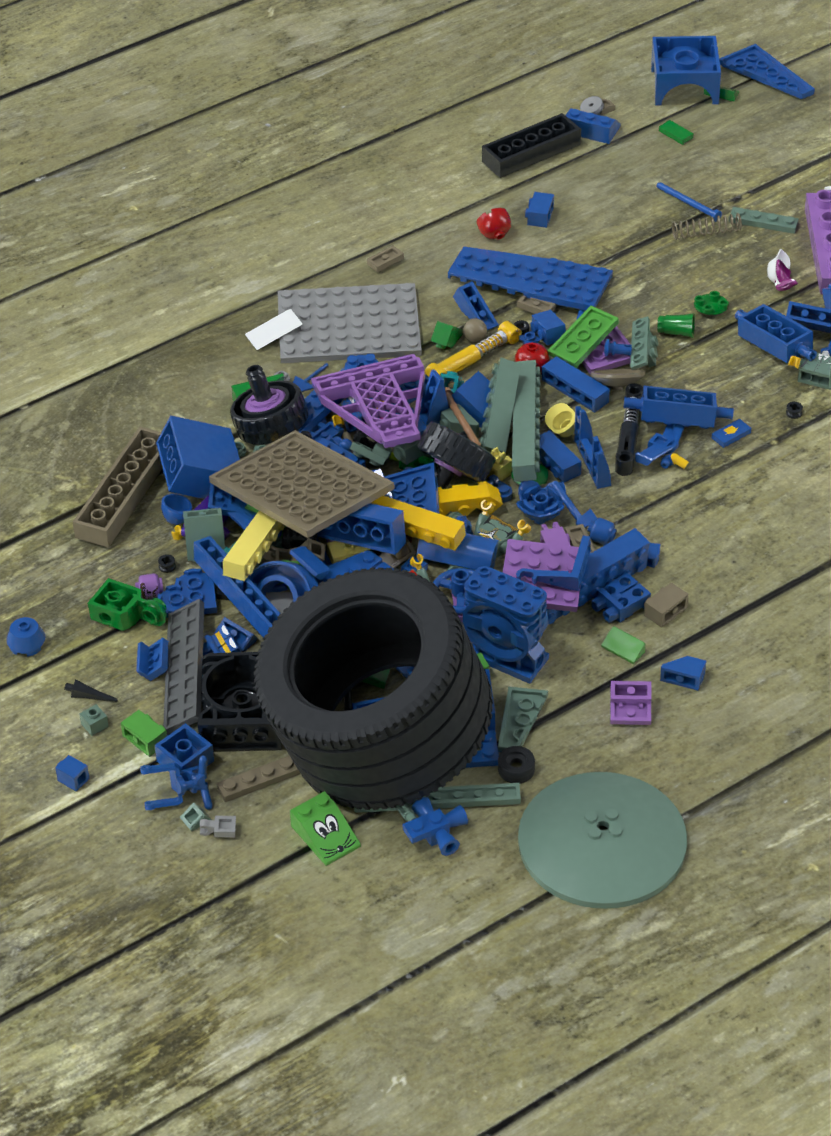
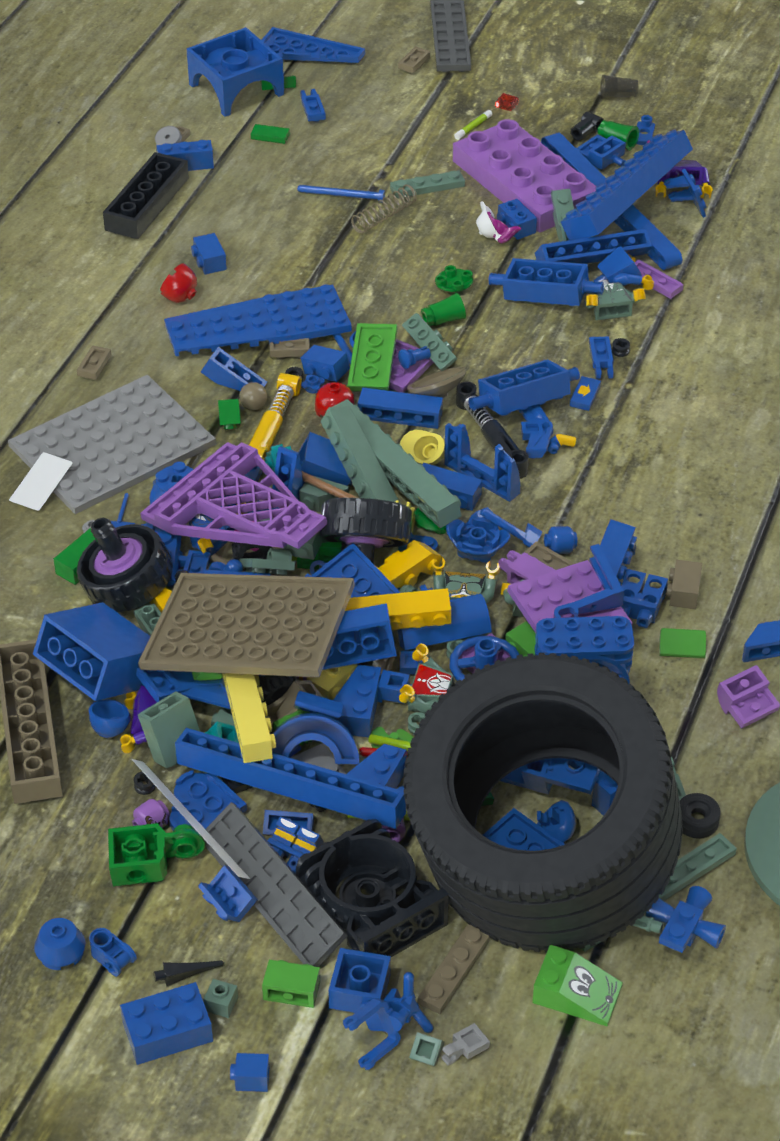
camera: 35 degrees left, 0 degrees up
(46, 717) = (166, 1023): none -> blue brick
(51, 656) = (113, 954): none -> blue piece
(168, 598) = (189, 817): none -> white sticker
(729, 121) = (312, 106): none -> blue hinge
(770, 410) = (601, 355): none -> blue hinge
(806, 275) = (516, 214): none -> blue brick

